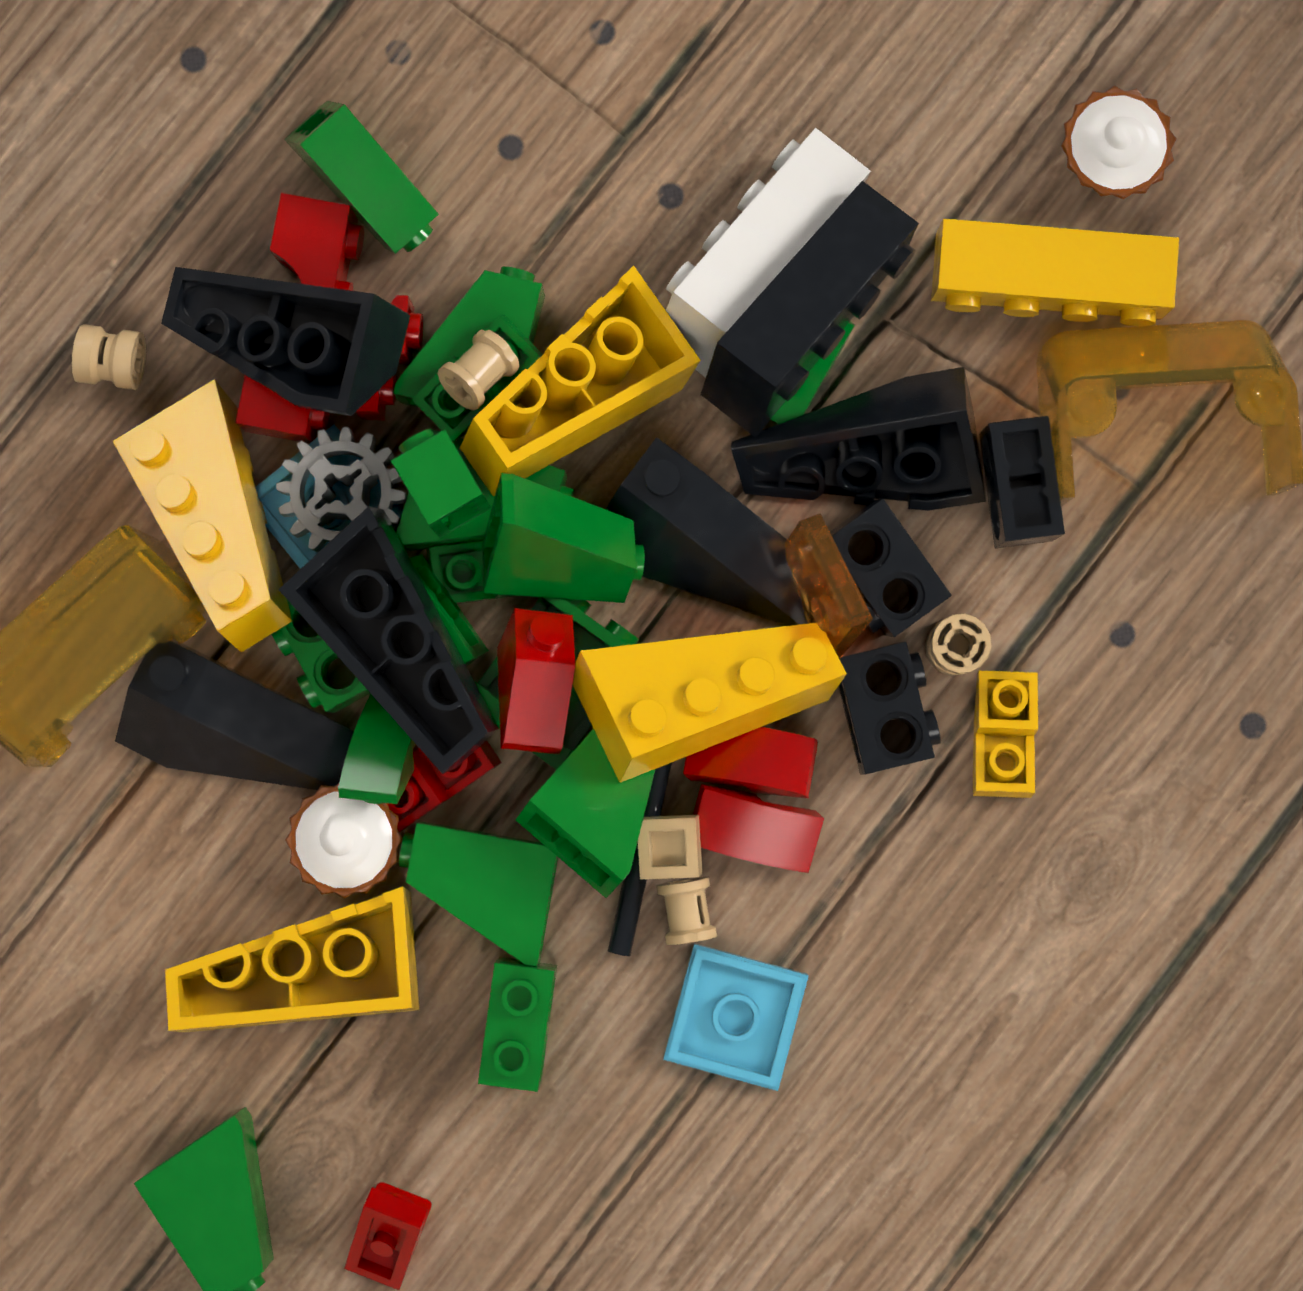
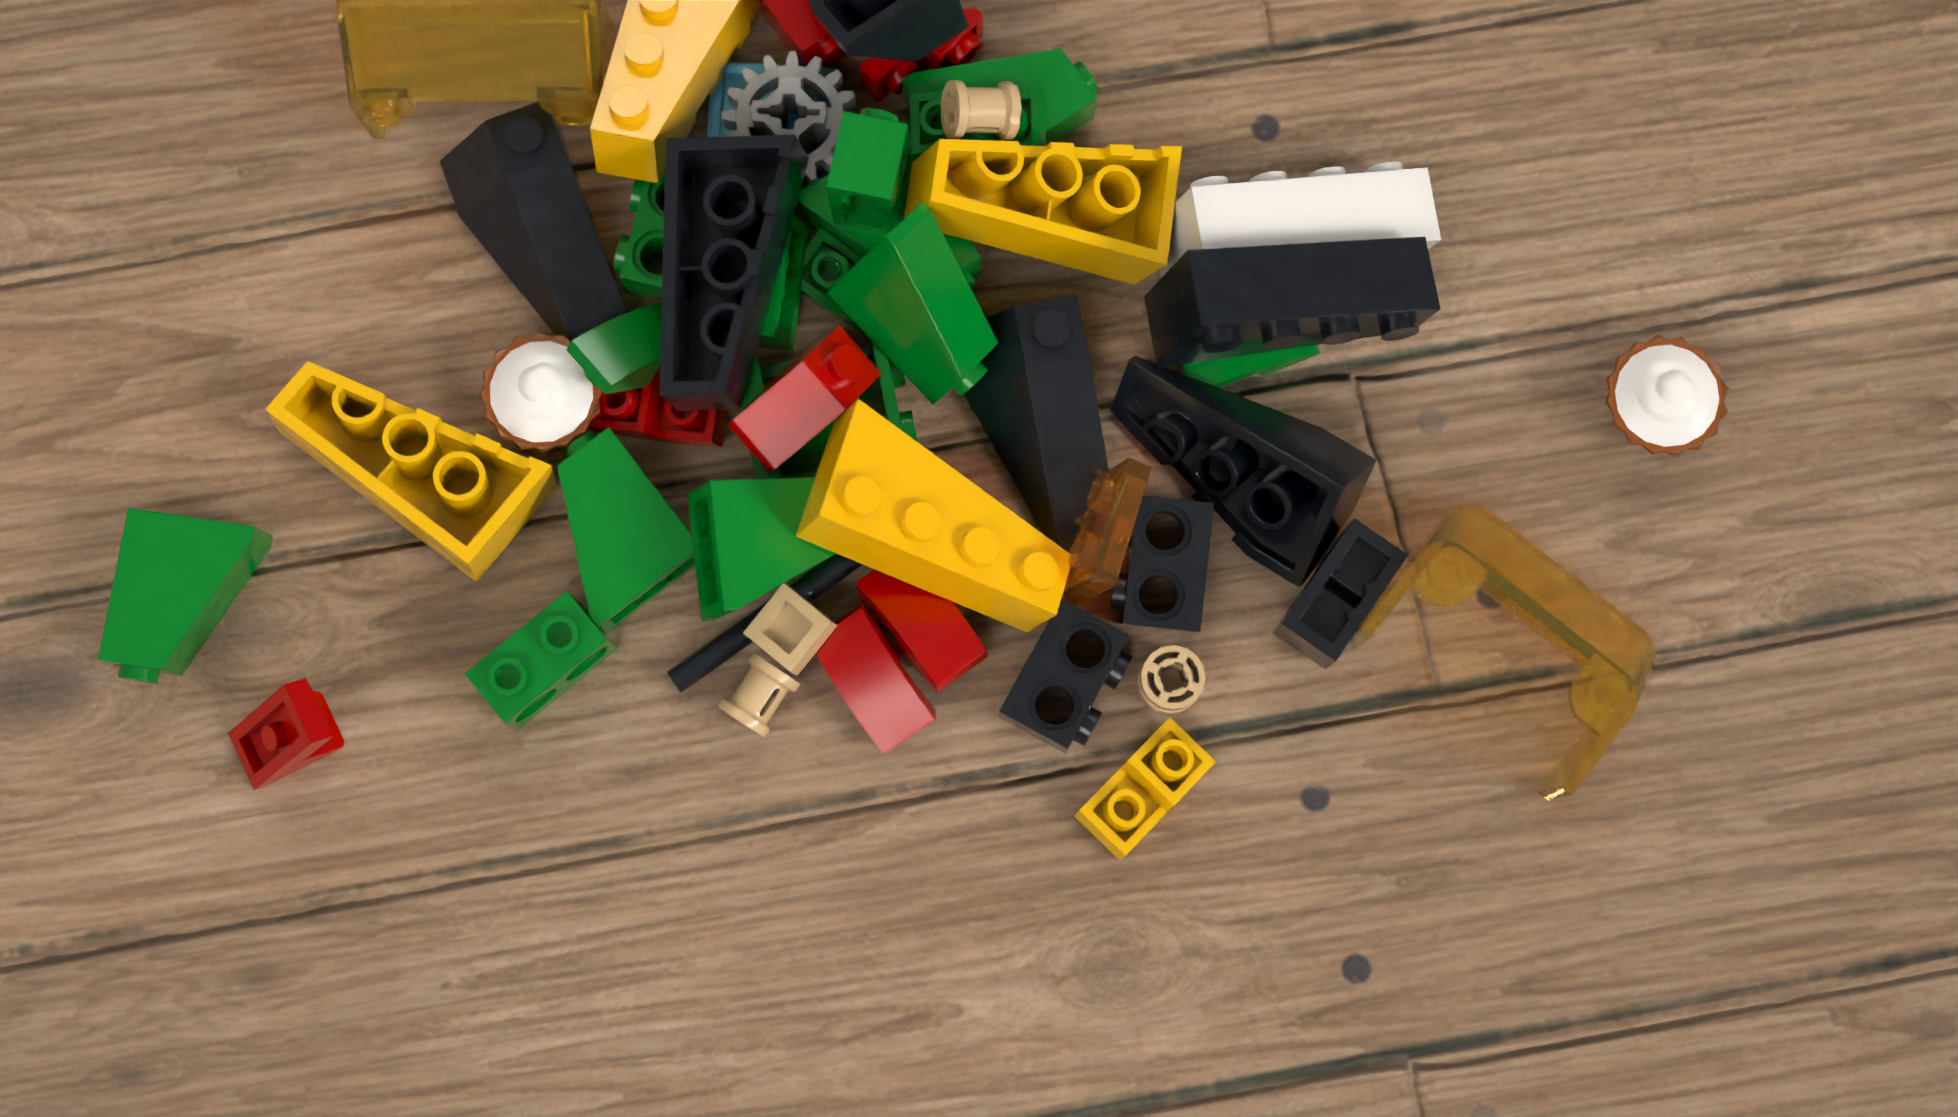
camera: 40 degrees right, 5 degrees down
(735, 1017) = (719, 817): medium azure tile -> none
(1054, 271) = (1522, 453): yellow brick -> none

